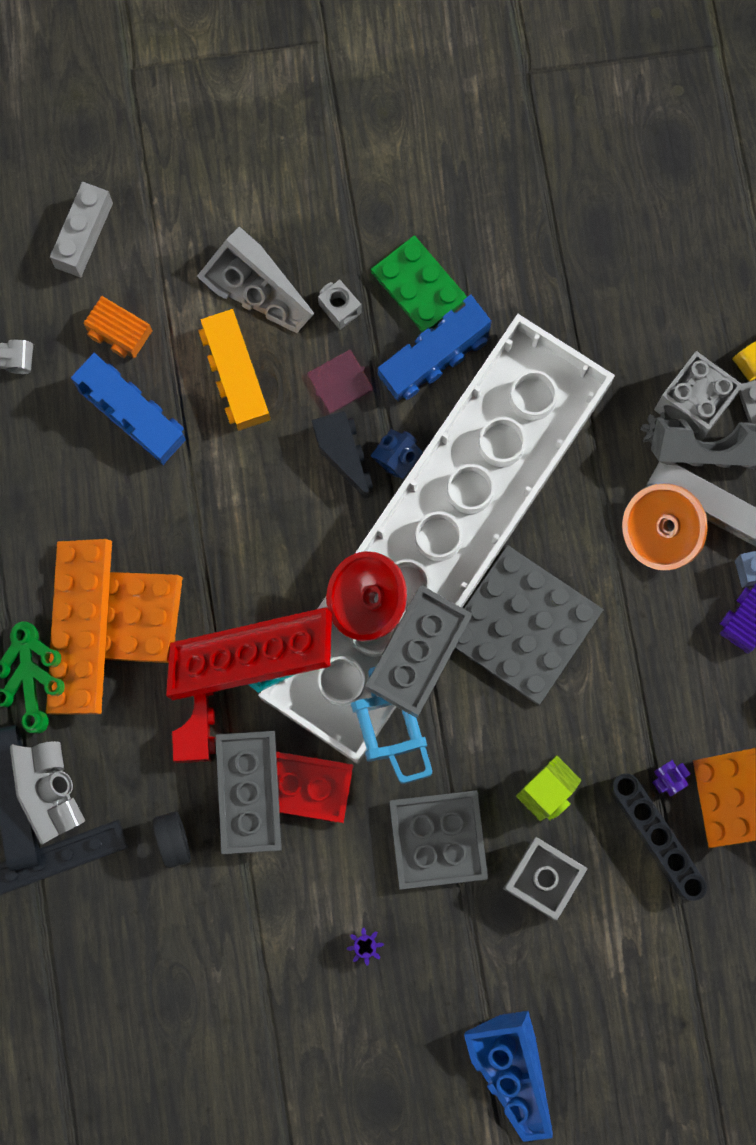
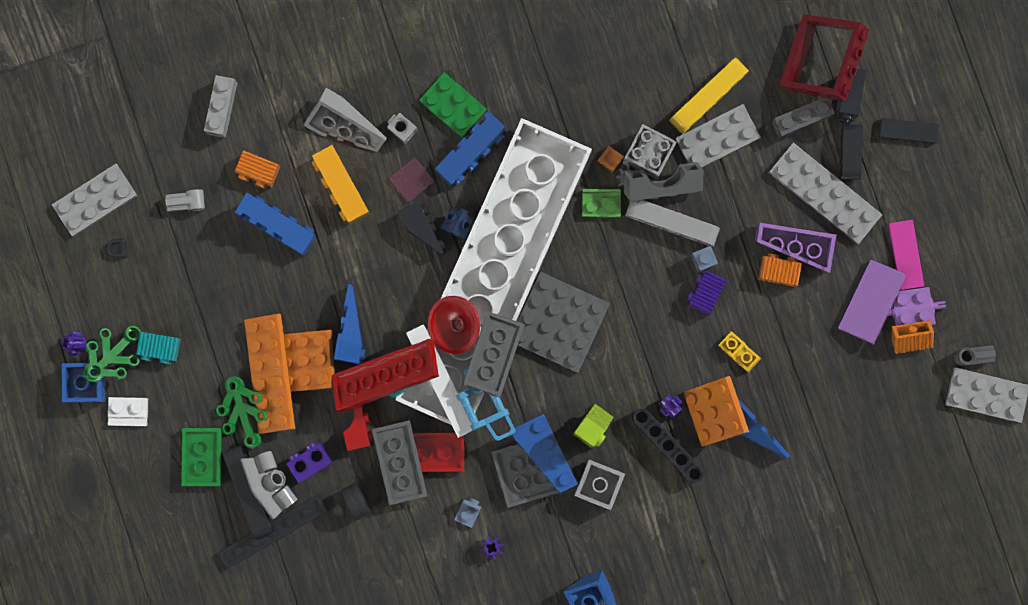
camera: 10 degrees left, 5 degrees up
(115, 776) = (311, 466): none -> dark purple brick
(206, 600) = (349, 343): none -> blue wedge
(336, 693) = (444, 388): none -> white tile
(339, 886) = (468, 512): none -> sand blue bracket
(467, 805) = (543, 449): none -> blue wedge
(613, 461) = (601, 203): none -> bright green plate
(637, 399) = (610, 159): none -> orange tile
(647, 529) = (633, 250): orange dish -> none

